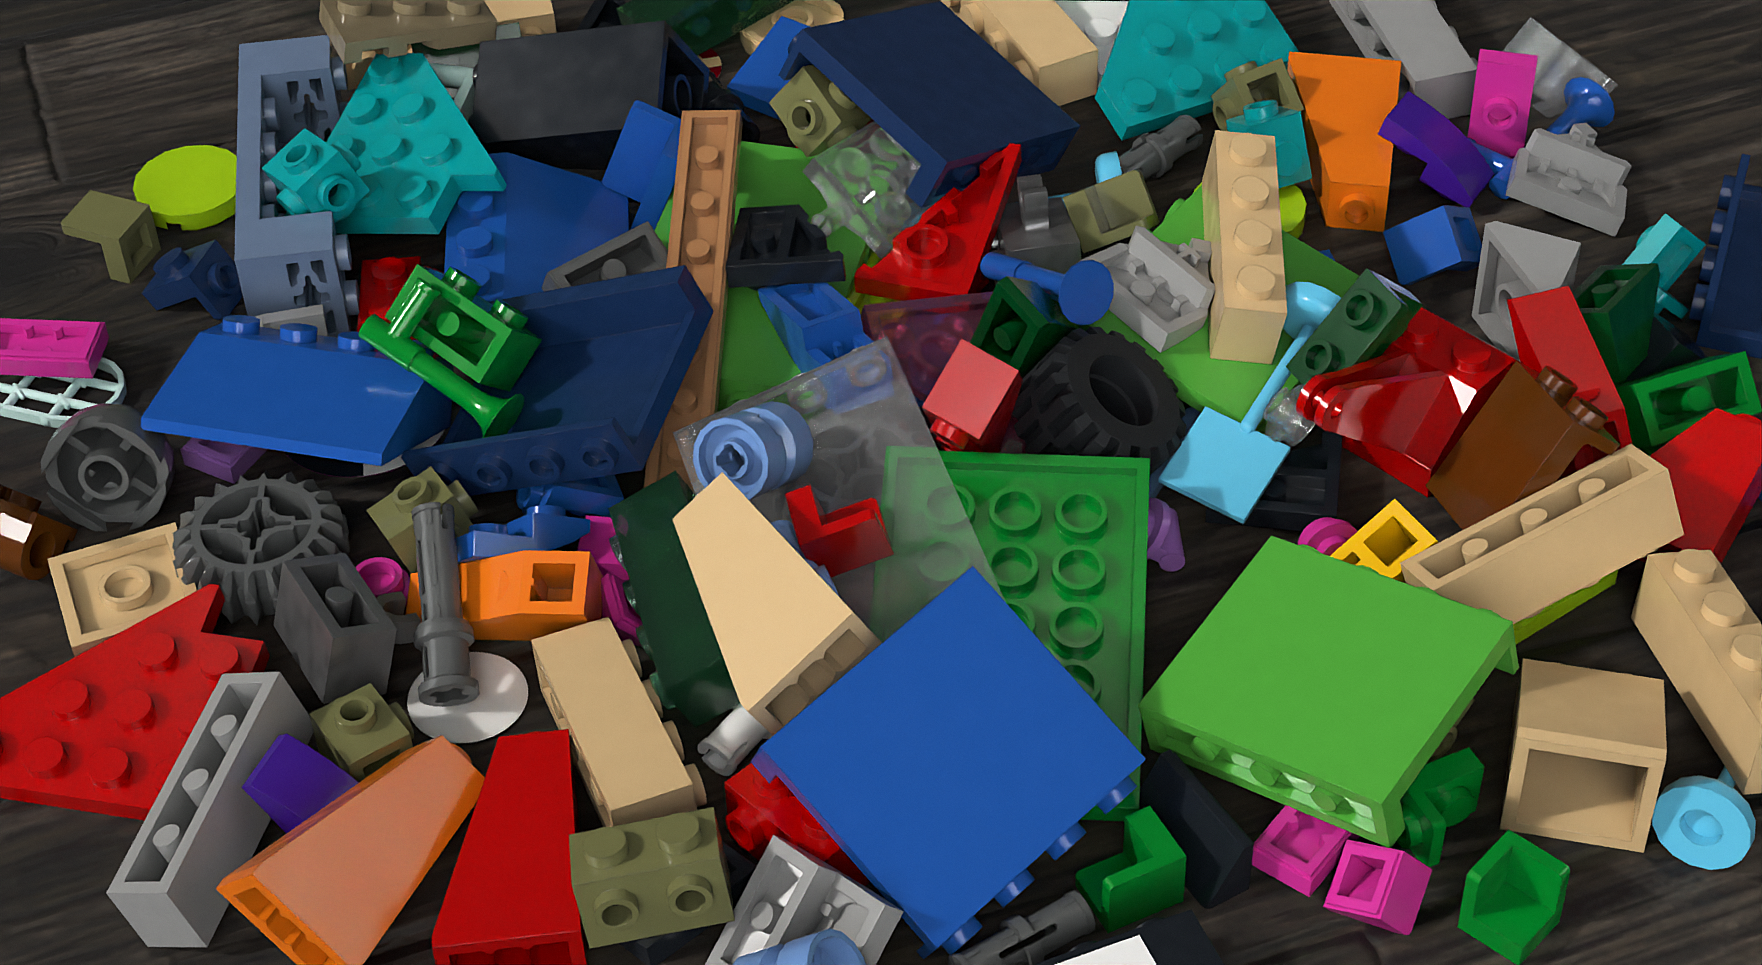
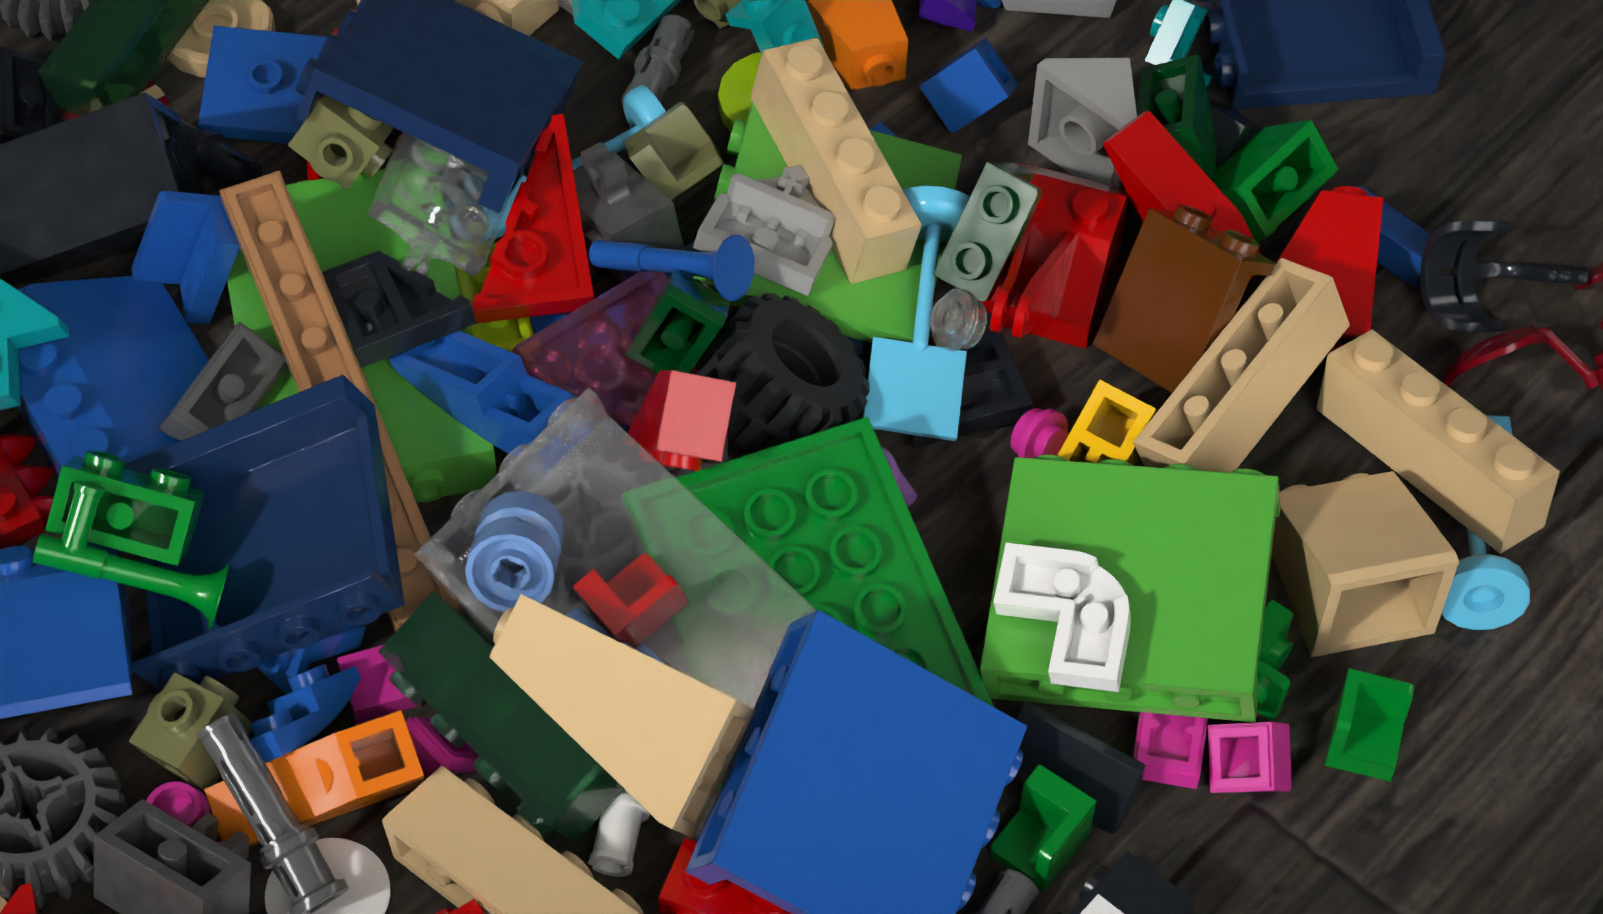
camera: 30 degrees left, 10 degrees up
(1254, 669) = (1082, 599): none -> white plate

